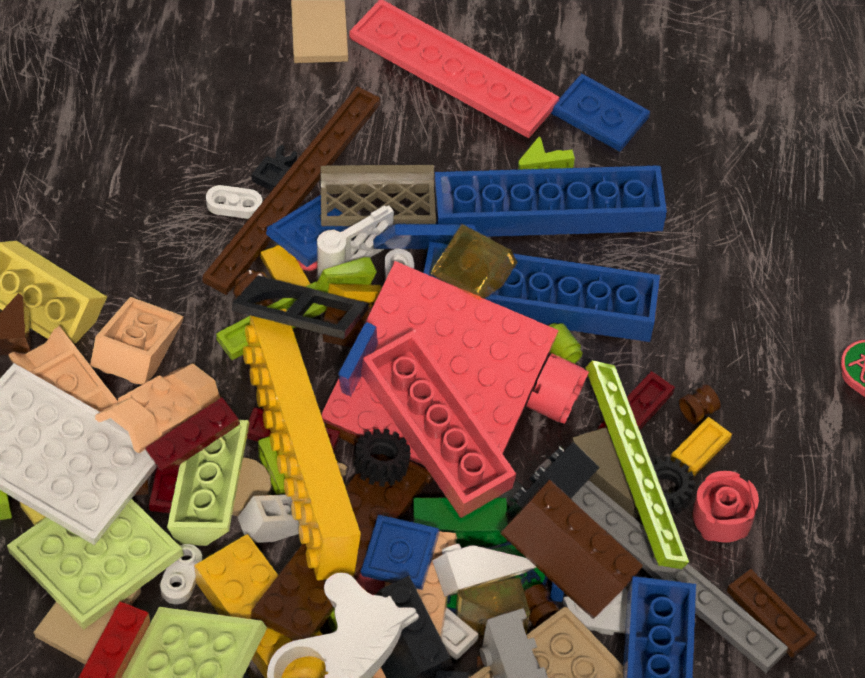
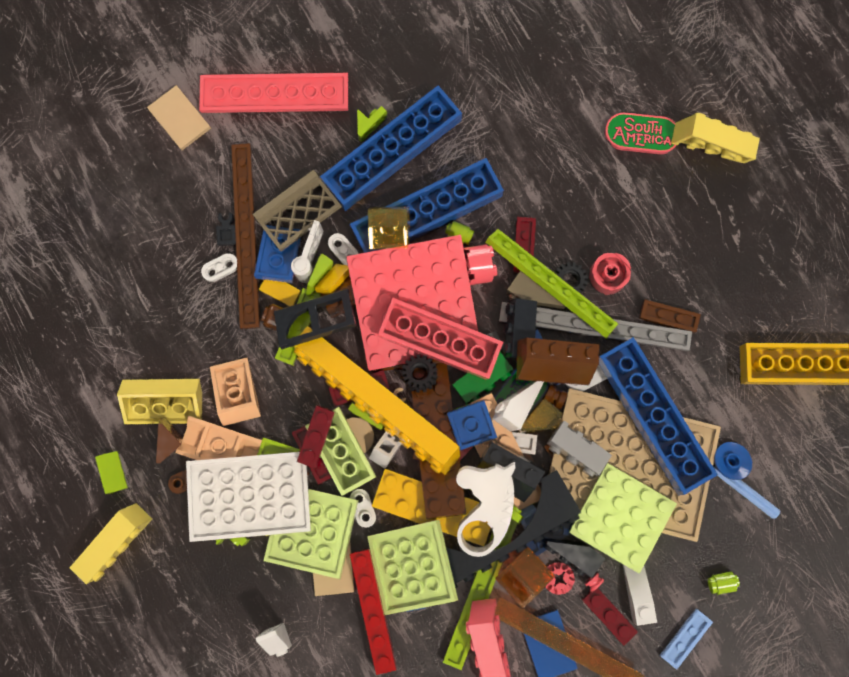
camera: 30 degrees left, 25 degrees up
(162, 404) = (282, 425): light nougat piece -> none
(351, 370) = (372, 333): blue tile -> none
(416, 235) = (344, 223): blue tile -> none
(600, 112) = (374, 65): blue tile -> none
(701, 403) = (554, 219): reddish brown wheel -> none
(702, 445) = (570, 242): yellow tile -> none

